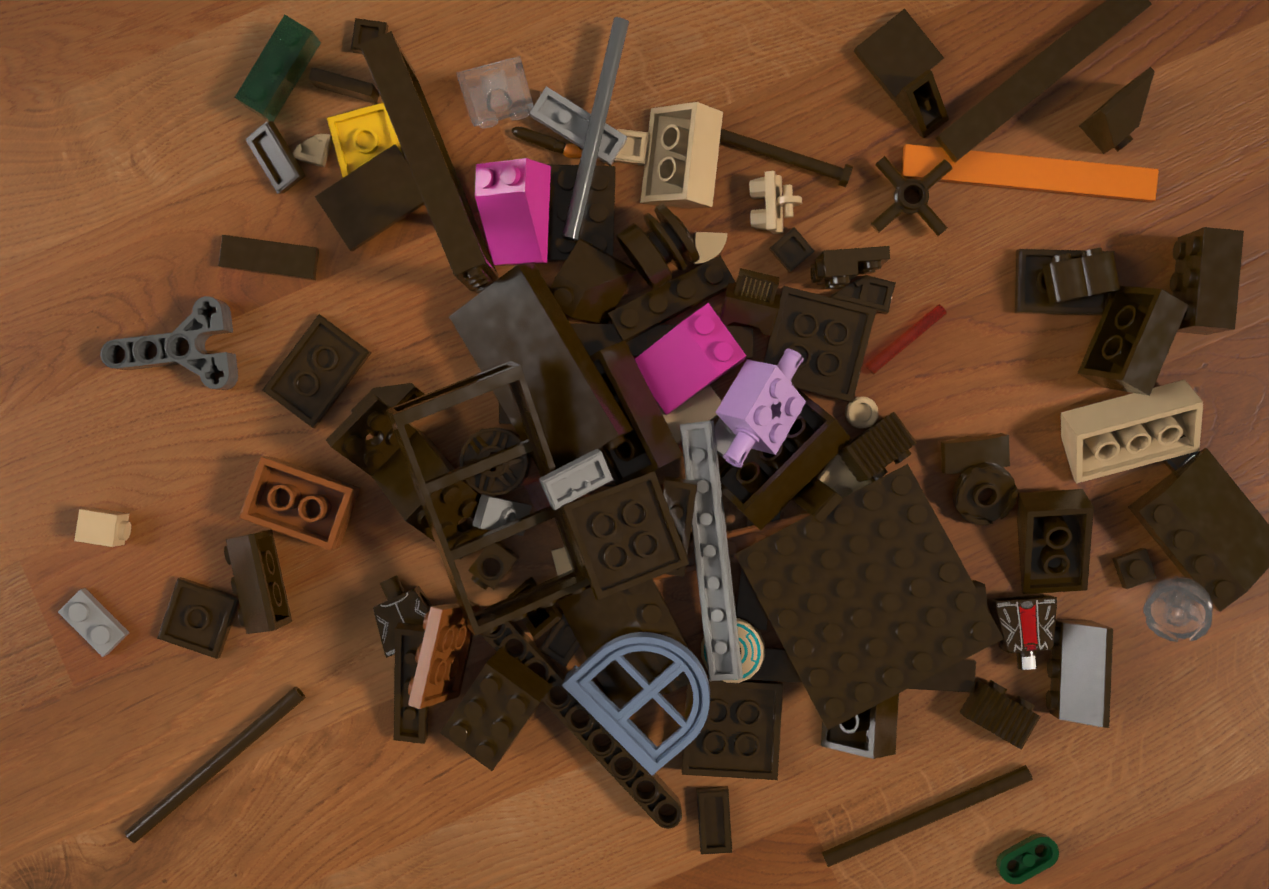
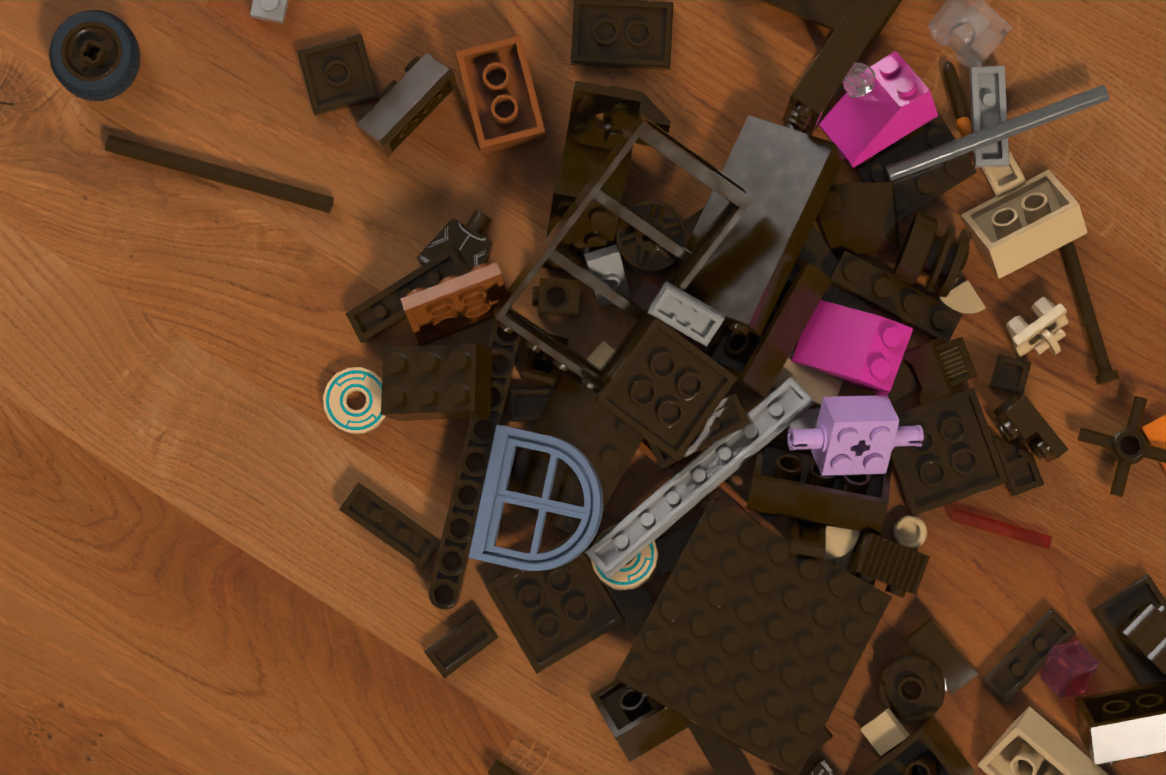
camera: 55 degrees right, 5 degrees down
(51, 803) = (75, 46): none -> wheel
(456, 790) = (336, 398): none -> tan tile
(480, 209) = (859, 80): none -> clear plate
(584, 816) = (390, 525): none -> dark brown plate
(834, 474) = (839, 541): none -> tan tile
(1003, 538) = (884, 731): none -> tan tile
(1019, 386) = (1027, 657): none -> dark brown tile
(1051, 361) = (1069, 669): none -> clear pink panel

